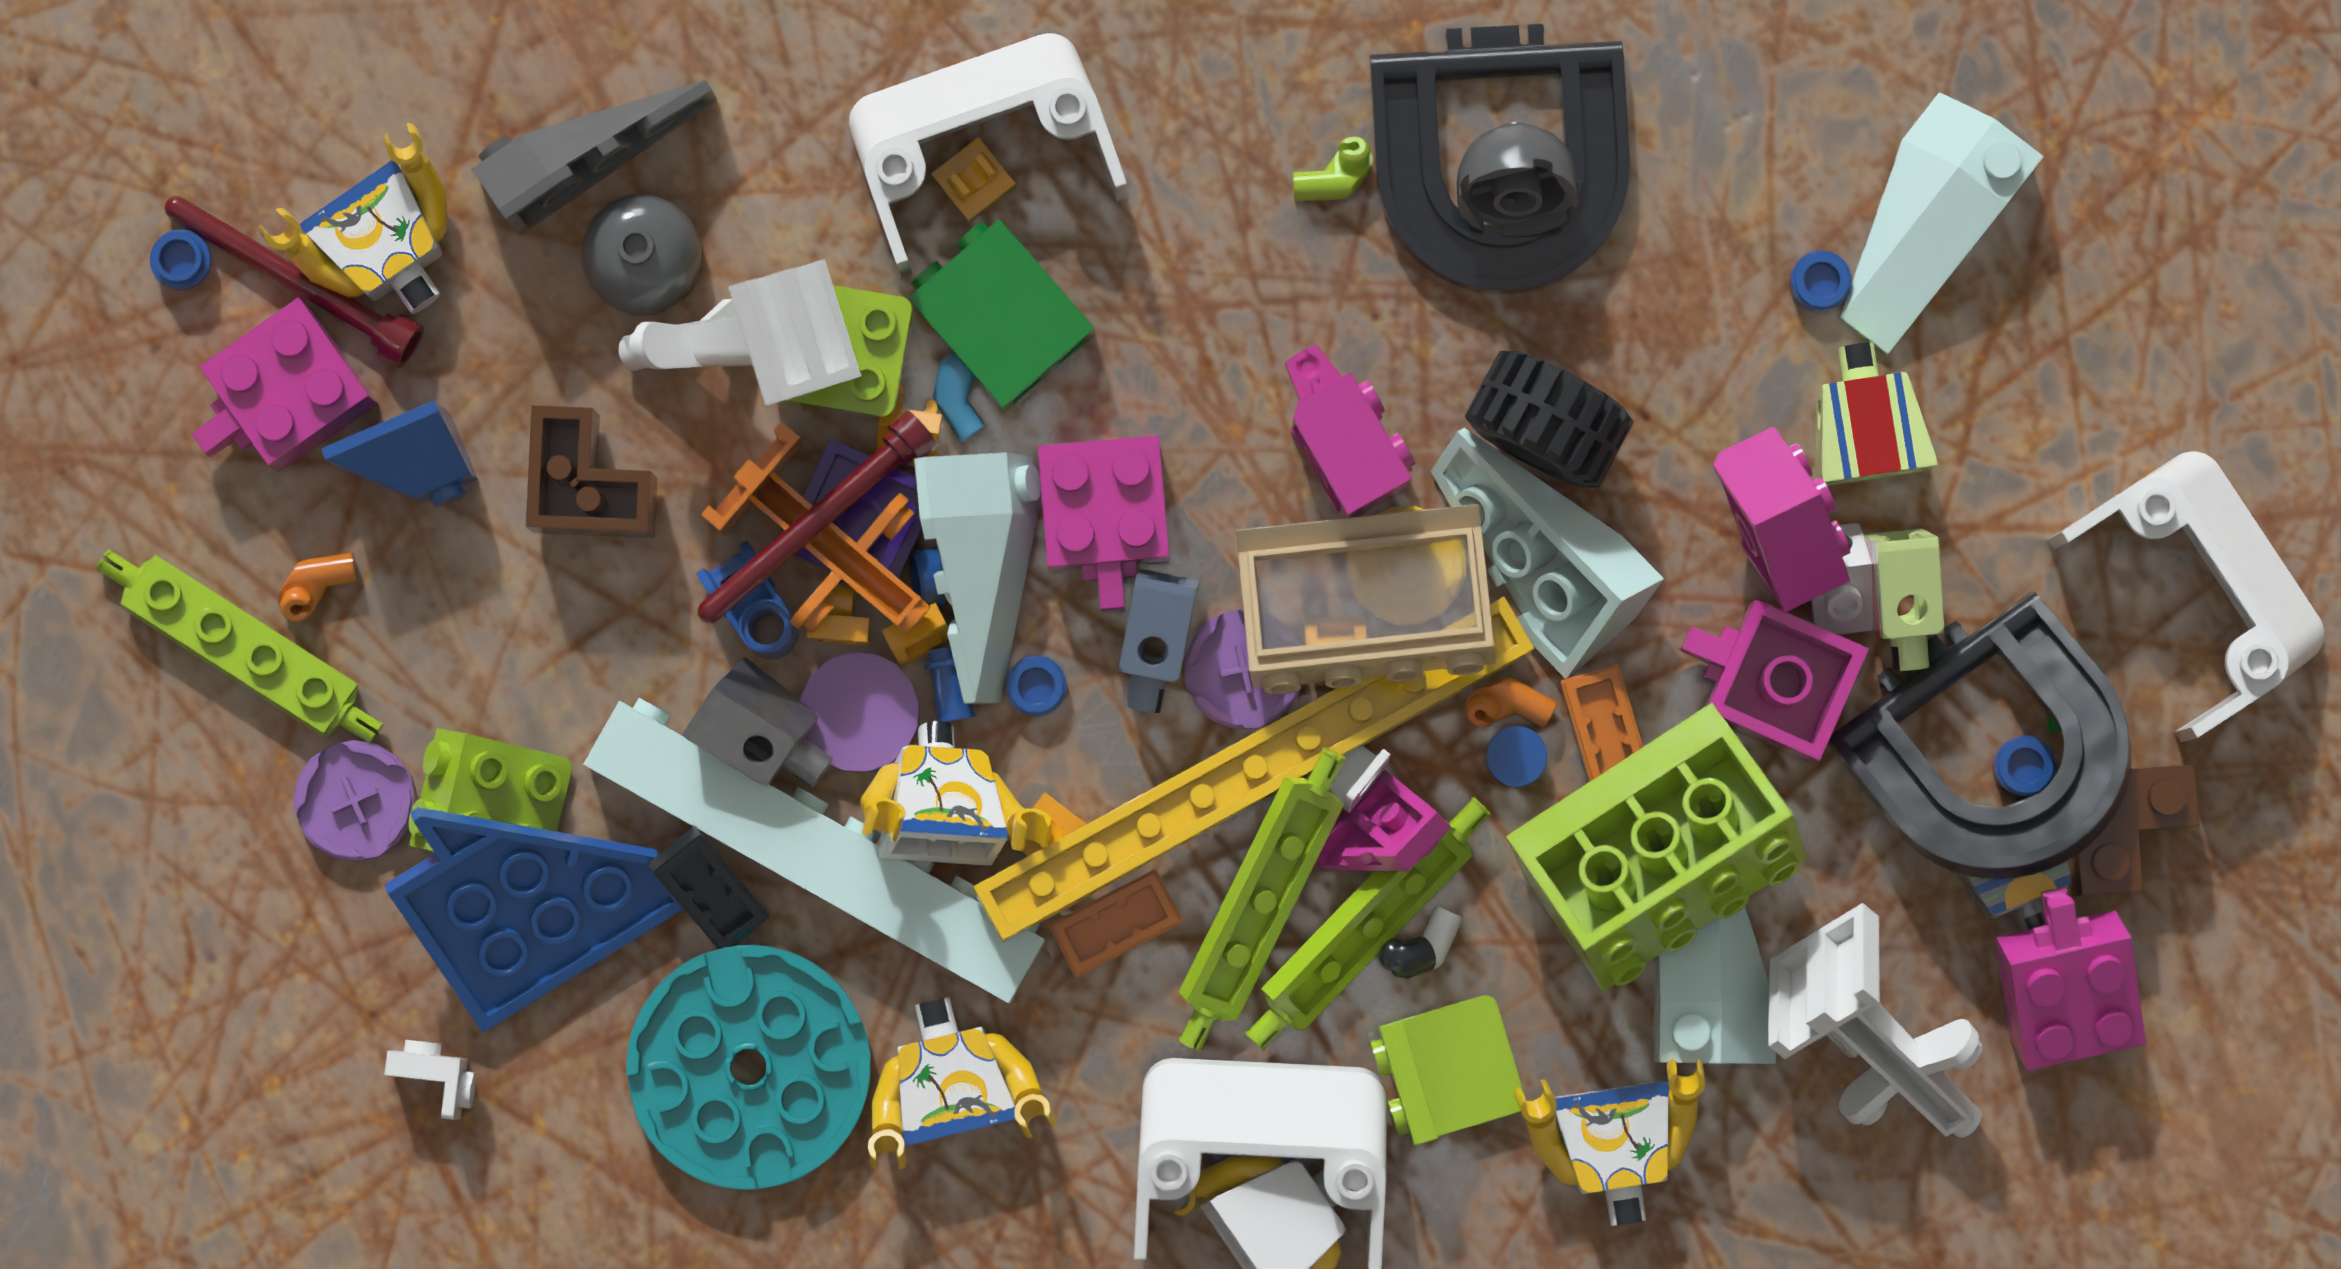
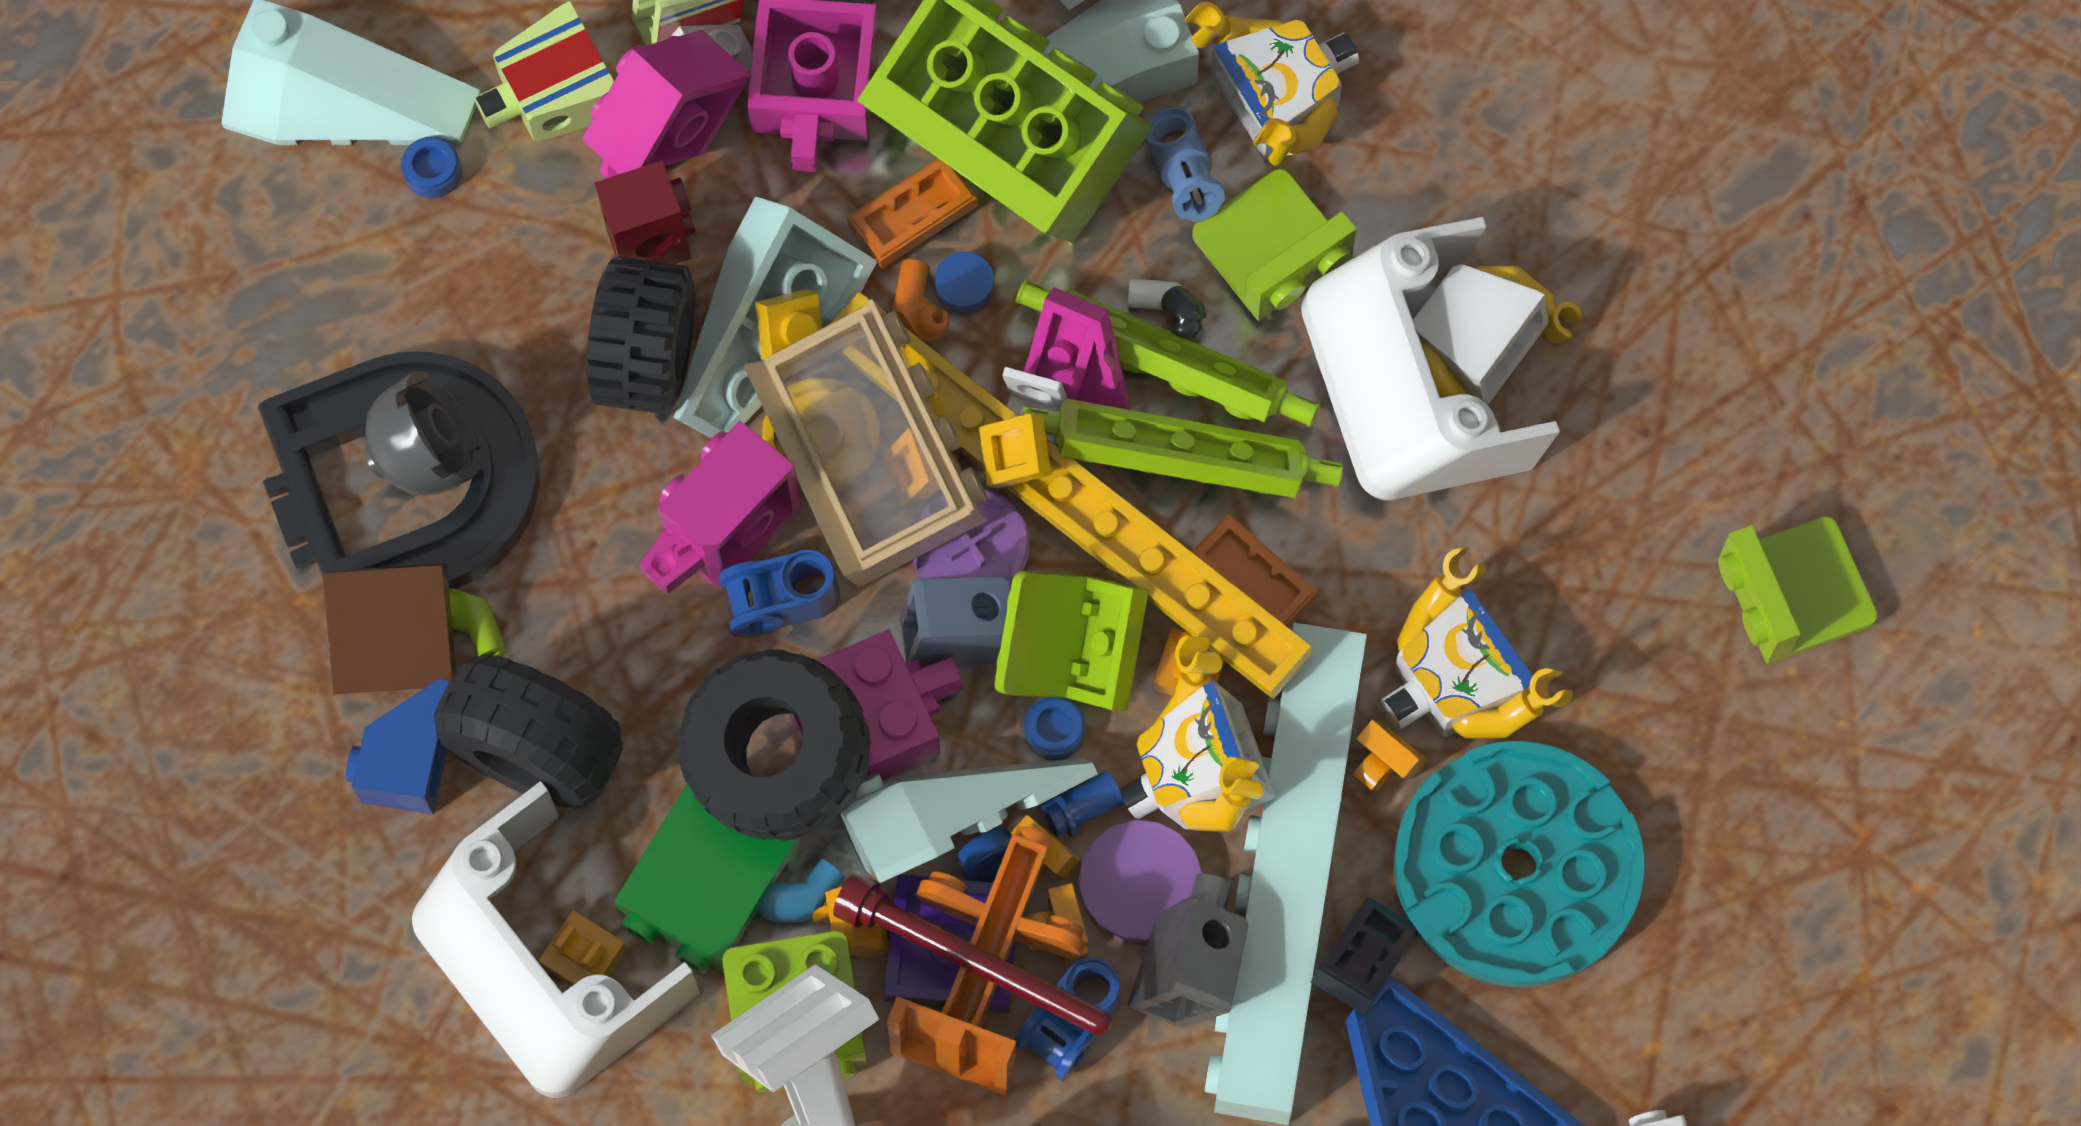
camera: 110 degrees left, 15 degrees down
(895, 984) = (1387, 755): none -> light orange tile
(1065, 351) = (732, 707): none -> black tyre
(1105, 726) = (1071, 638): none -> lime bracket
(1184, 188) = (528, 730): none -> black tyre
(1219, 75) = (401, 755): none -> blue slope
(1258, 461) = (774, 592): none -> blue piece
(1299, 732) = (1015, 450): none -> yellow plate
(1344, 96) = (389, 627): none -> reddish brown tile
(1517, 567) = (786, 320): none -> yellow plate
(1569, 1022) = (1185, 150): none -> medium blue connector
(1673, 464) = (647, 214): none -> dark red brick

